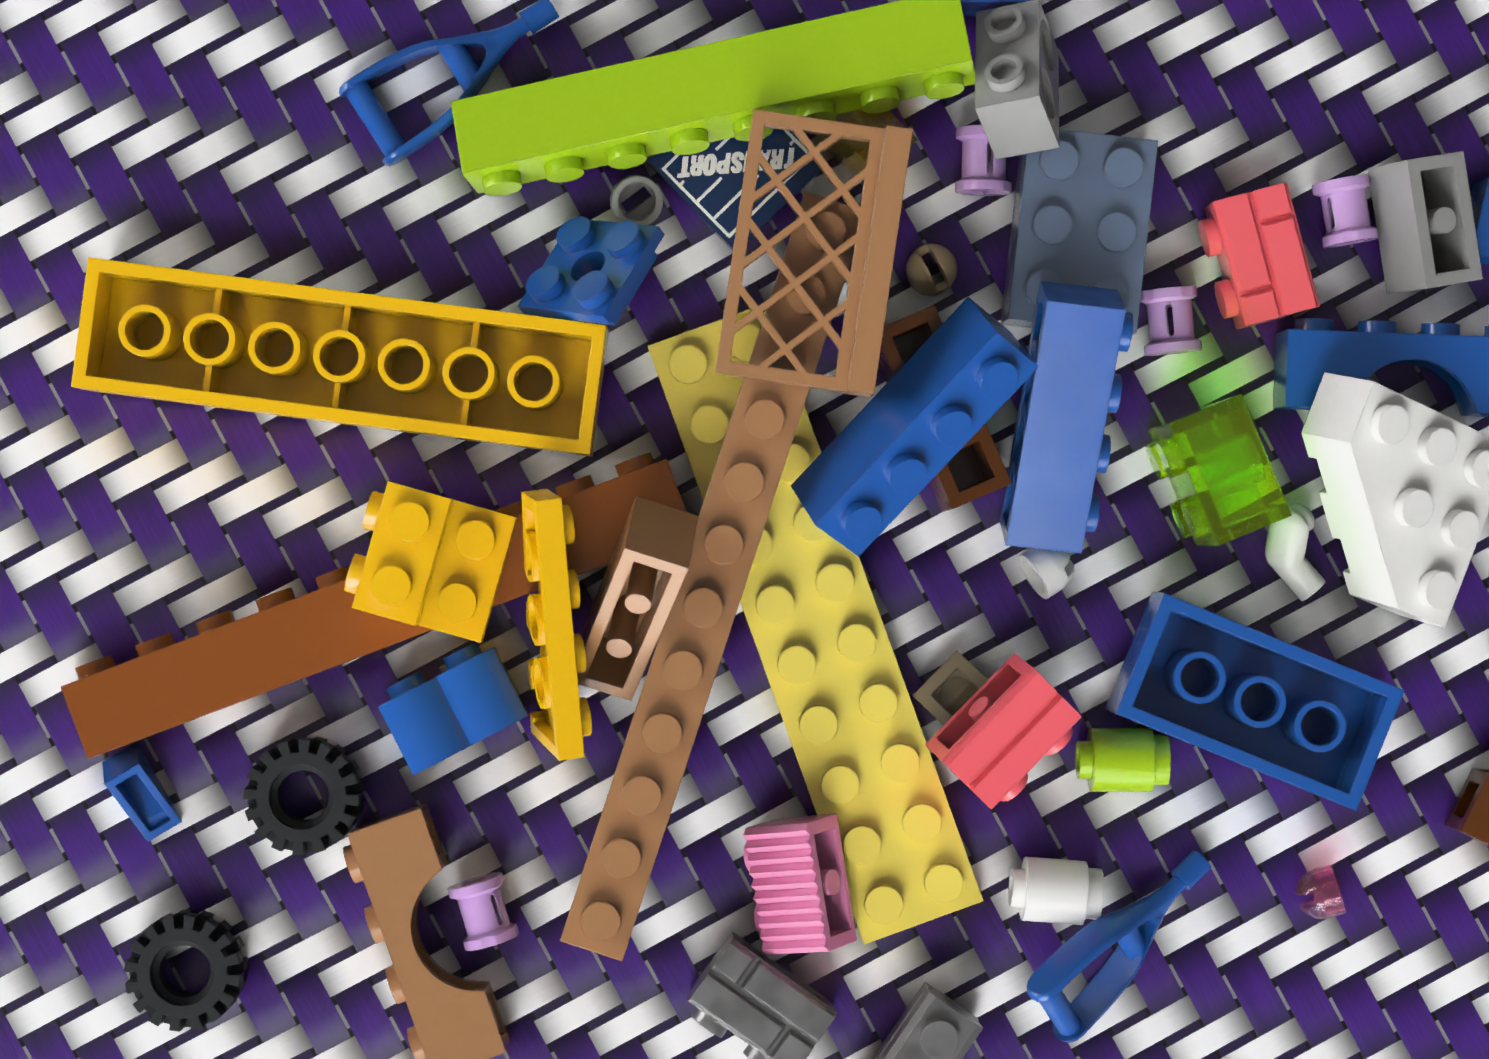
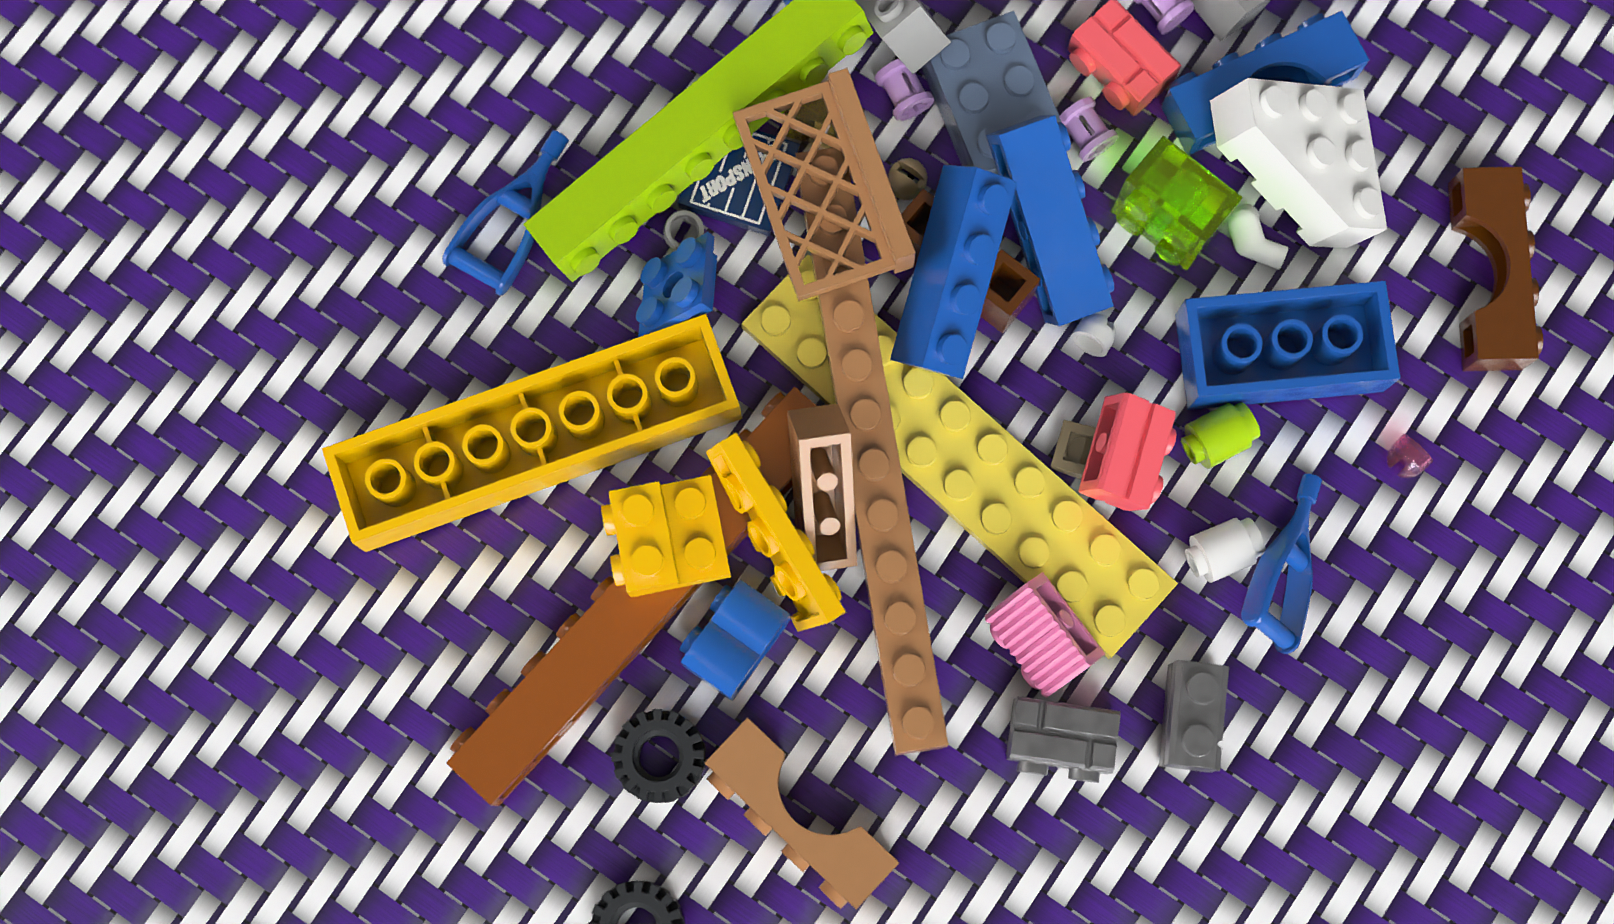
camera: 25 degrees left, 10 degrees down
(140, 792) = (541, 818): blue piece -> none
(483, 911) = (829, 773): lavender bush -> none

